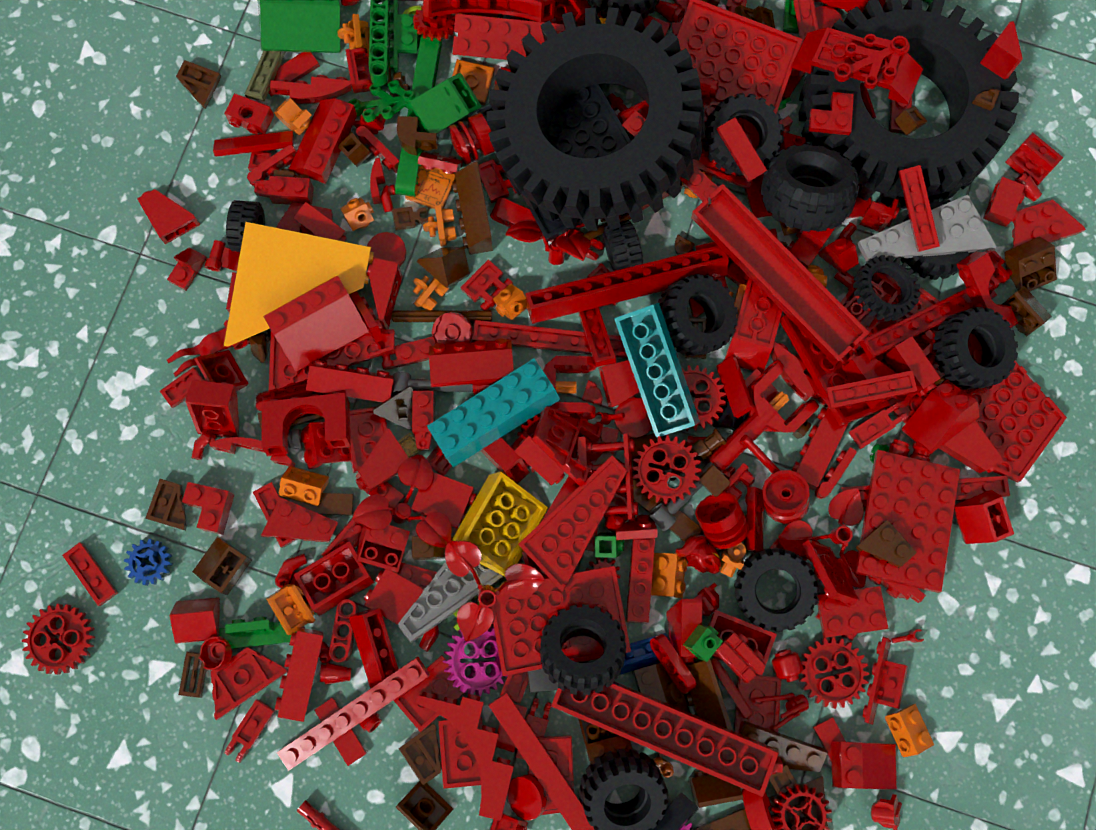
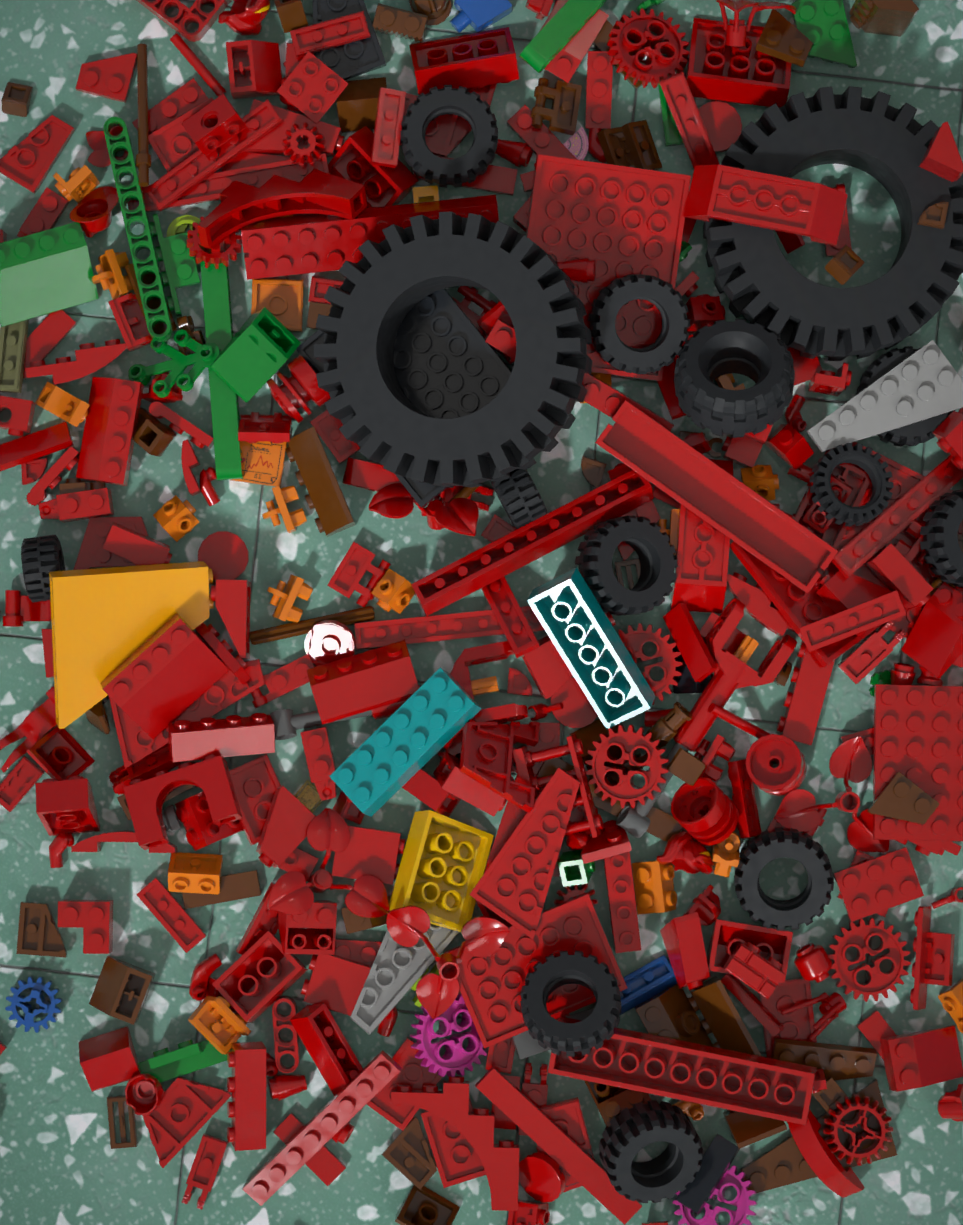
camera: 15 degrees left, 10 degrees up
(298, 522) = (201, 920): red wing -> none
(398, 408) = (287, 756): piece -> none
(405, 217) = (238, 508): reddish brown plate -> none
(411, 138) = (221, 410): reddish brown brick -> none
(446, 265) = (303, 561): reddish brown slope -> none
(672, 663) = (678, 992): red beam -> none
(703, 642) = (708, 962): green brick -> none
(741, 149) = (640, 352): red tile -> none
(830, 572) = (843, 846): red plate -> none
(834, 474) = (830, 721): red hinge -> none
(836, 120) = (752, 285): red plate -> none
(873, 58) = (782, 202): red plant -> none
(919, 208) = (872, 379): red plate -> none

